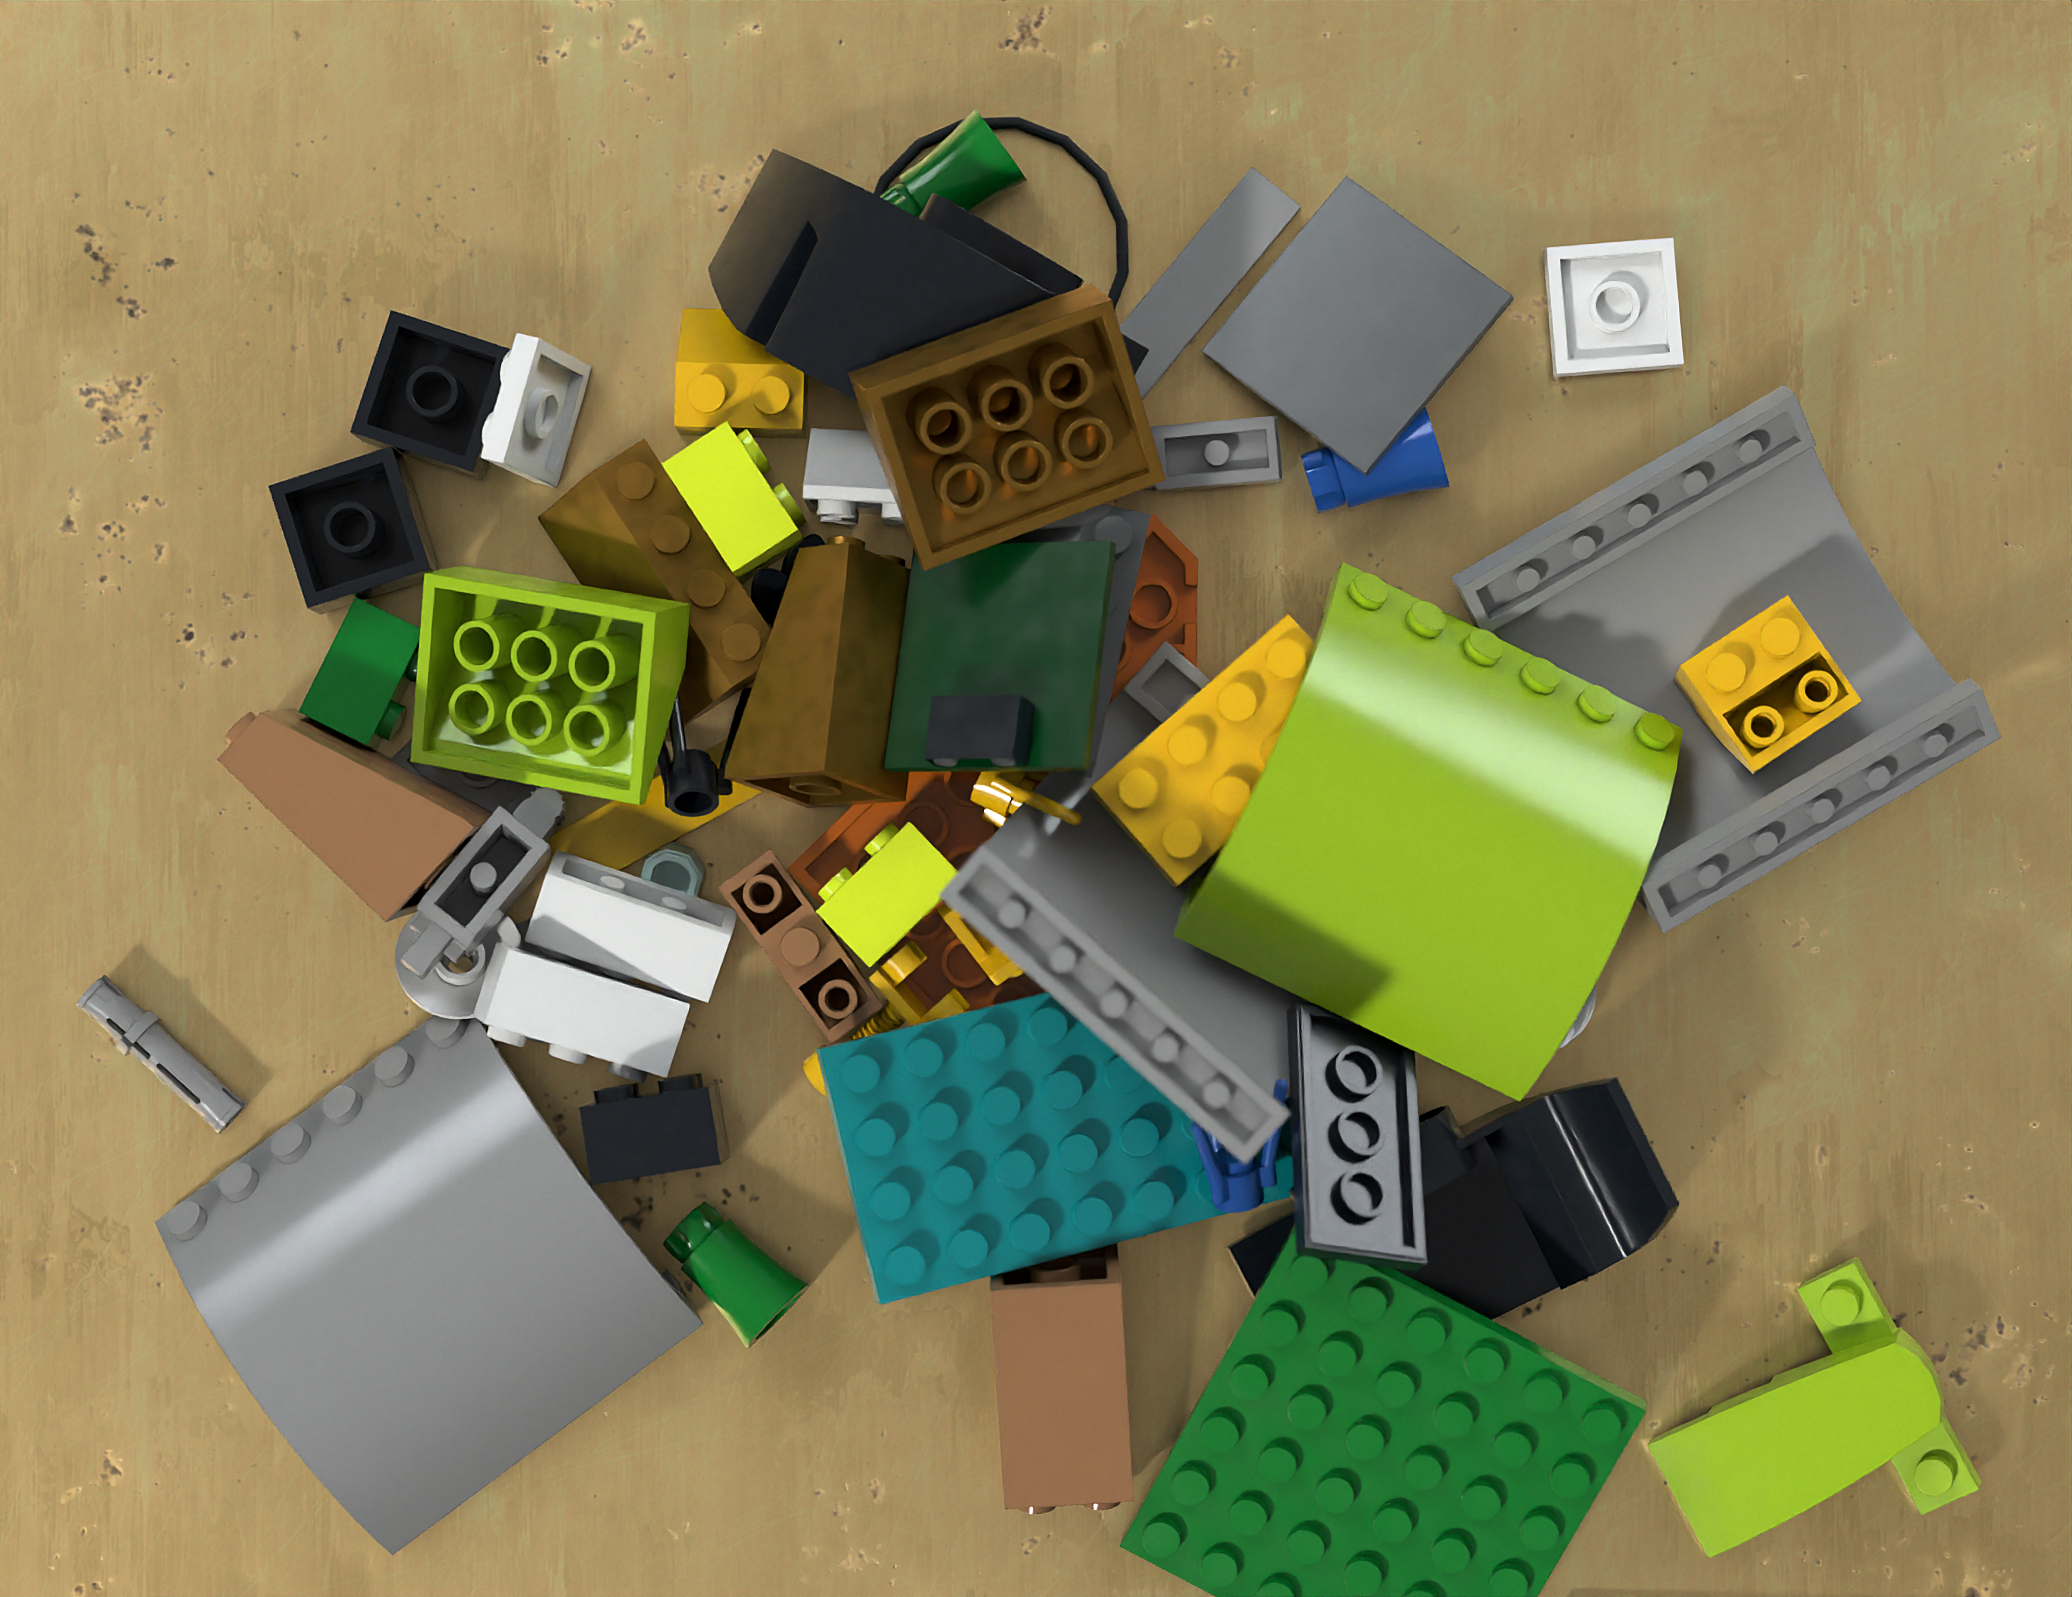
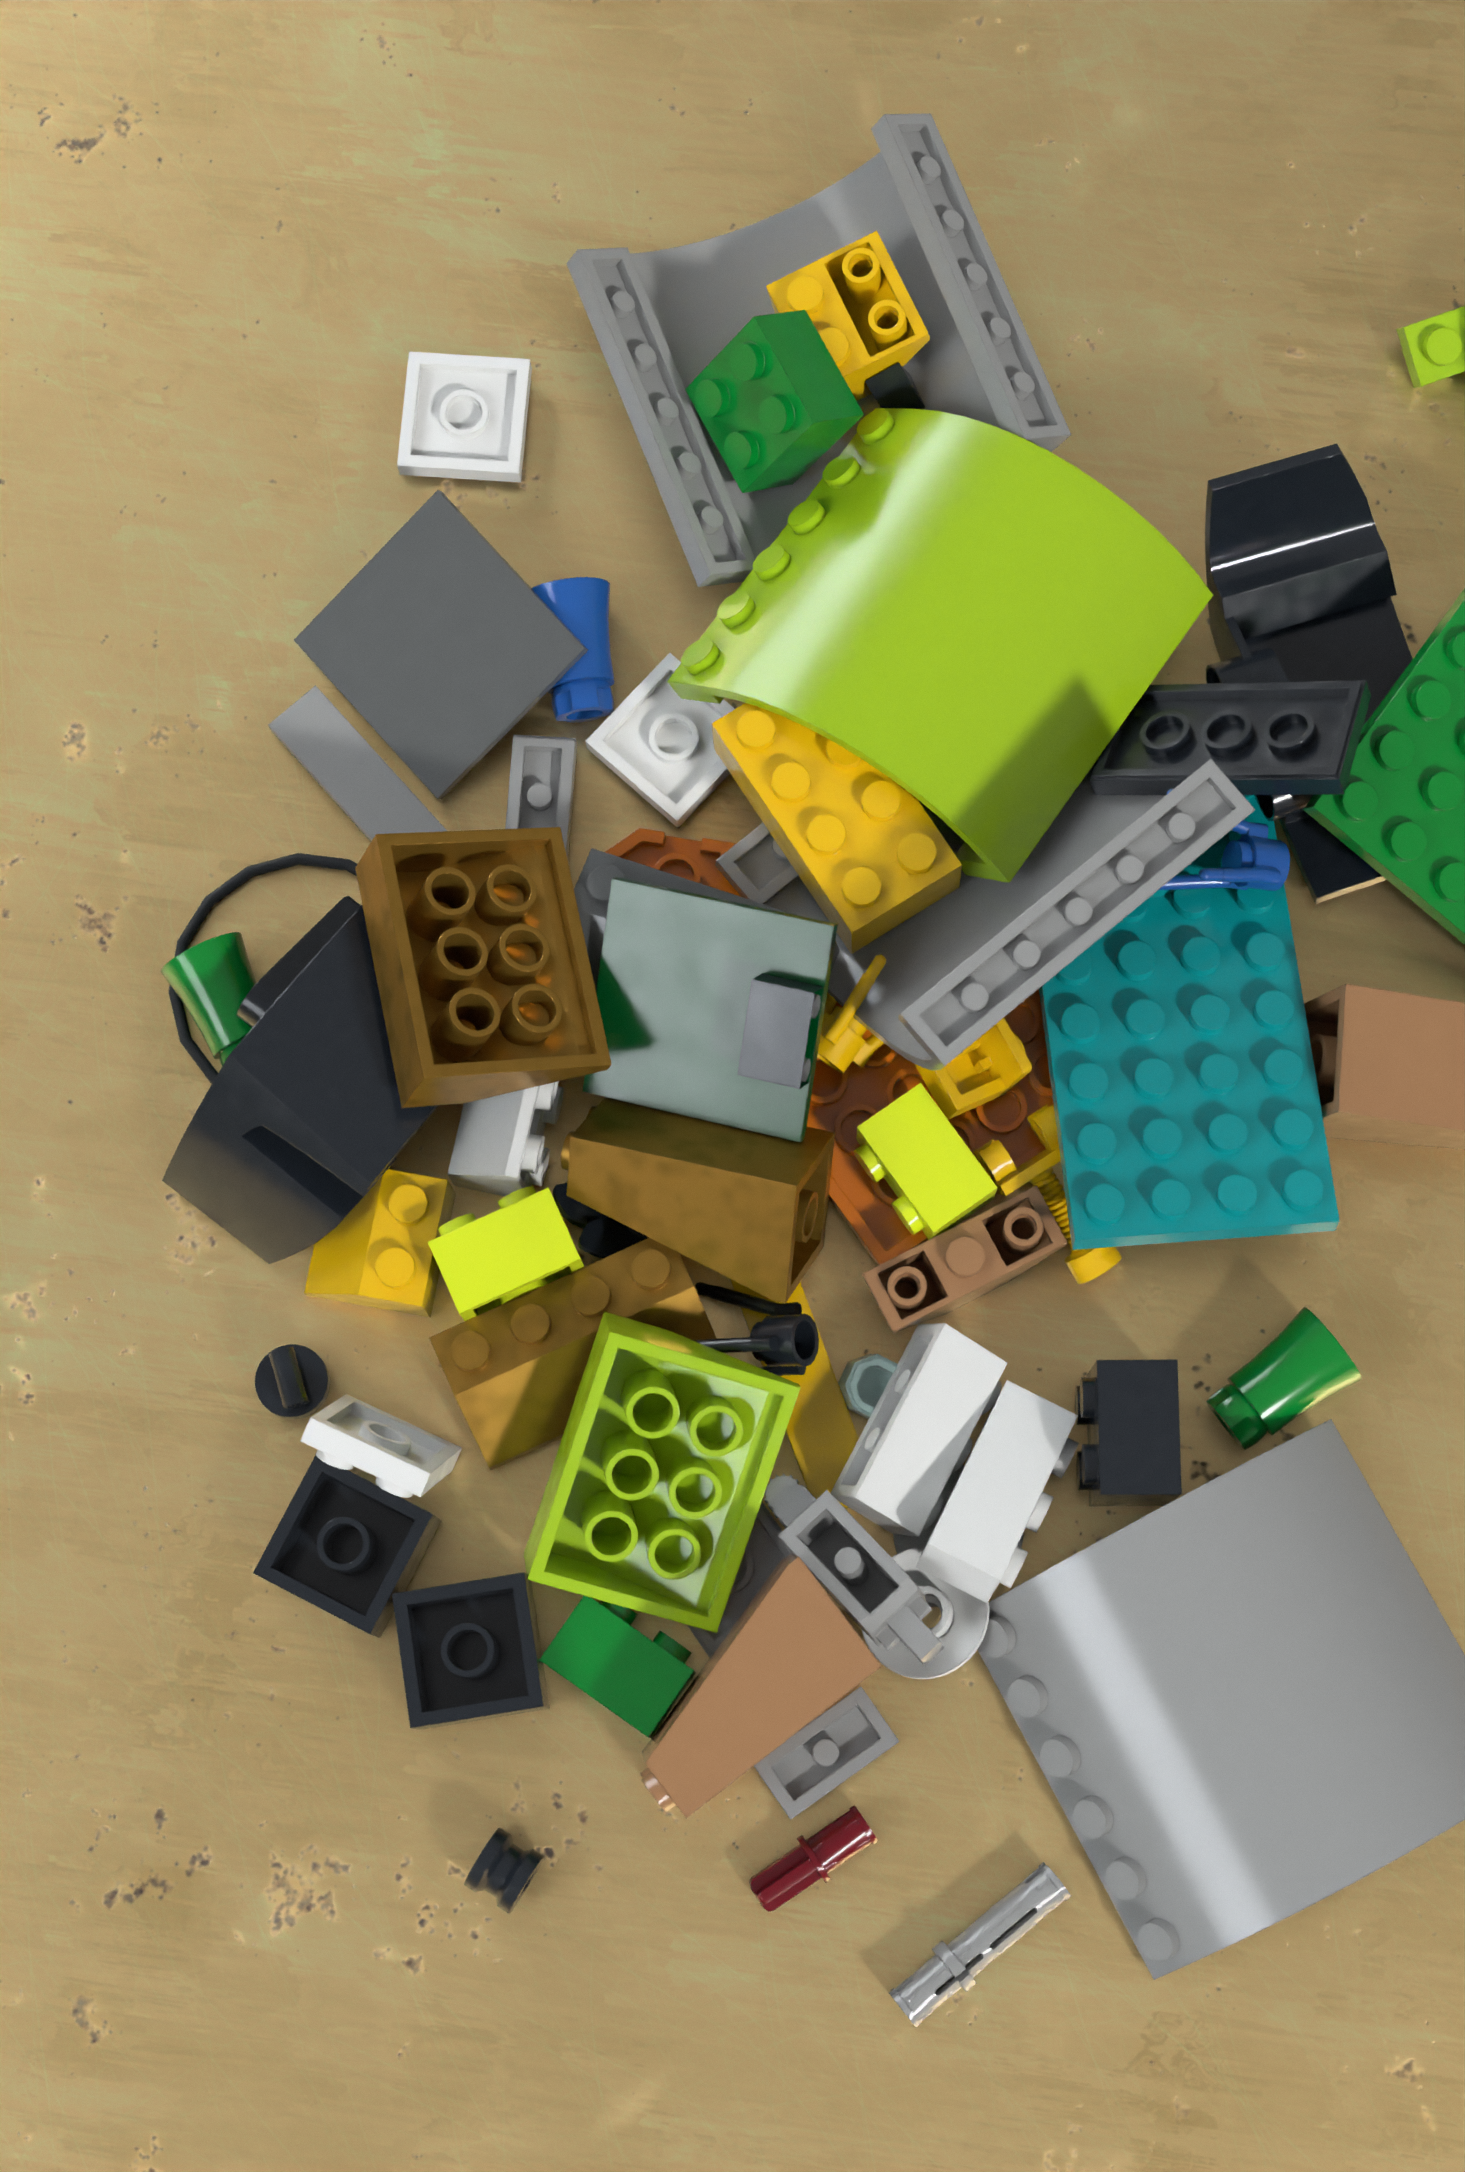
camera: 75 degrees left, 10 degrees down
(161, 597) = (504, 1870): none -> black wheel
(216, 885) = (812, 1859): none -> dark red axle
(312, 888) = (826, 1752): none -> light grey plate
(590, 313) = (292, 1381): none -> black piece
(1290, 567) = (663, 745): none -> white plate
(1659, 623) = (774, 400): none -> green brick
(1702, 748) = (895, 389): none -> black piece

